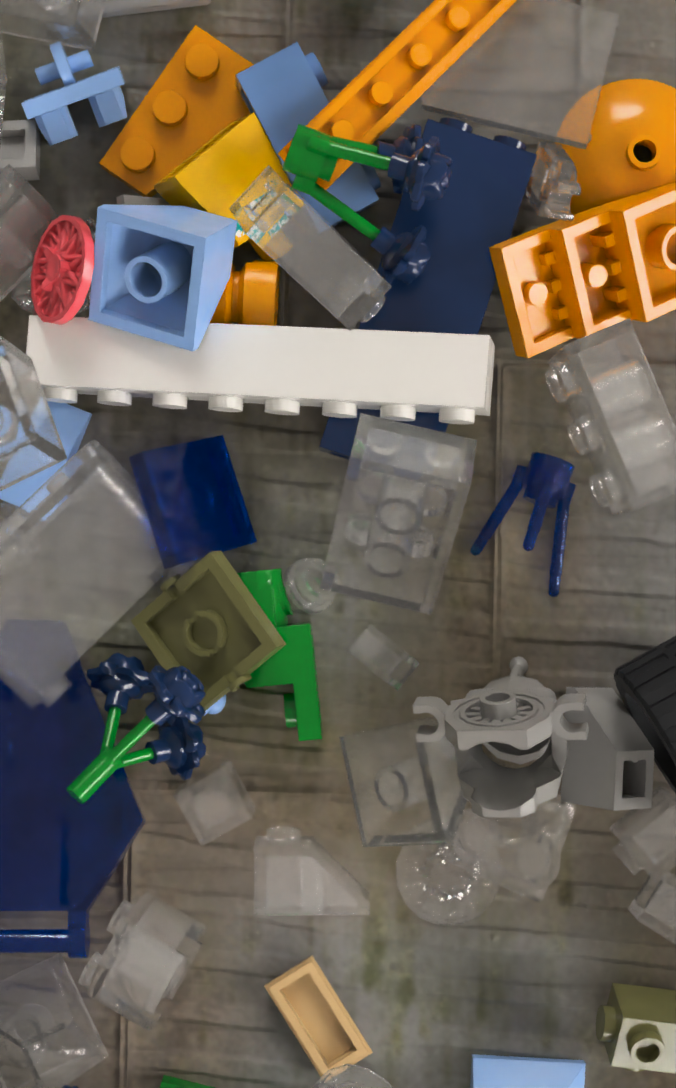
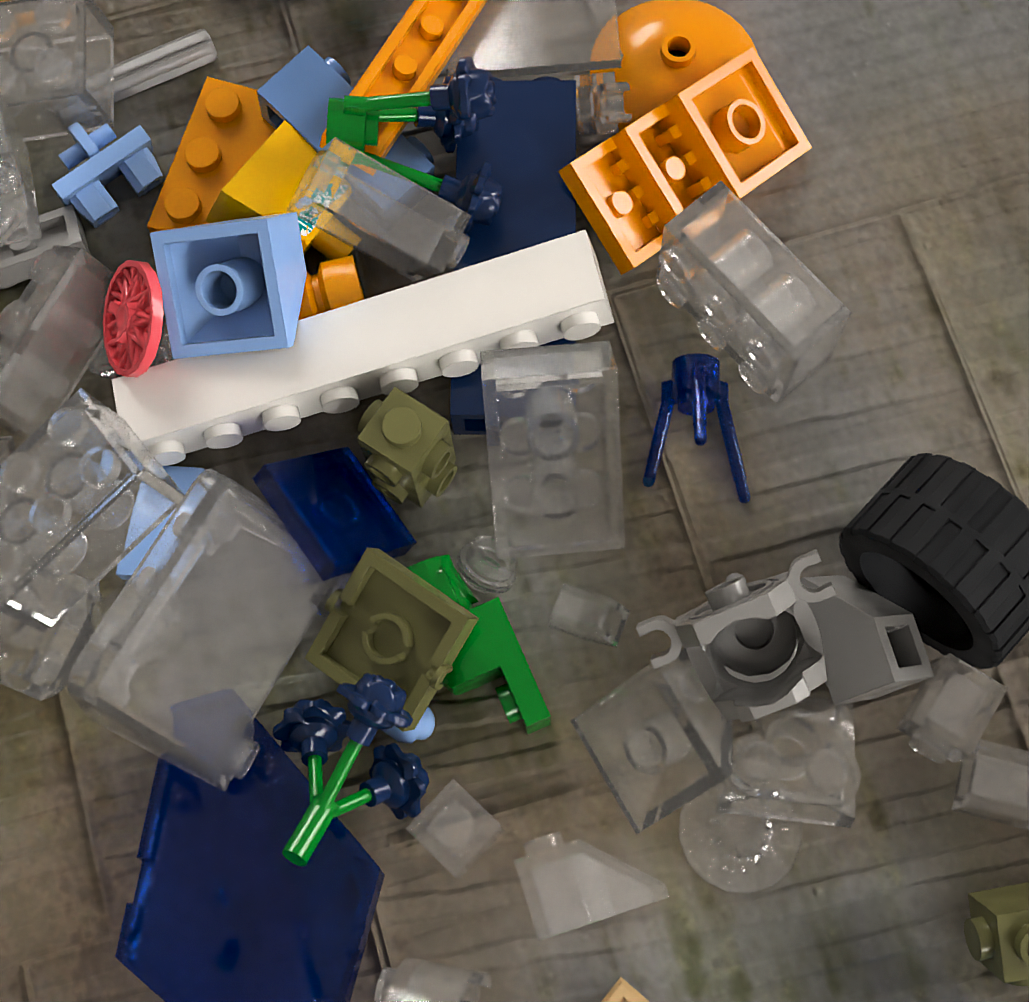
camera: 15 degrees left, 15 degrees down
(270, 467) = (407, 448): none -> olive brick

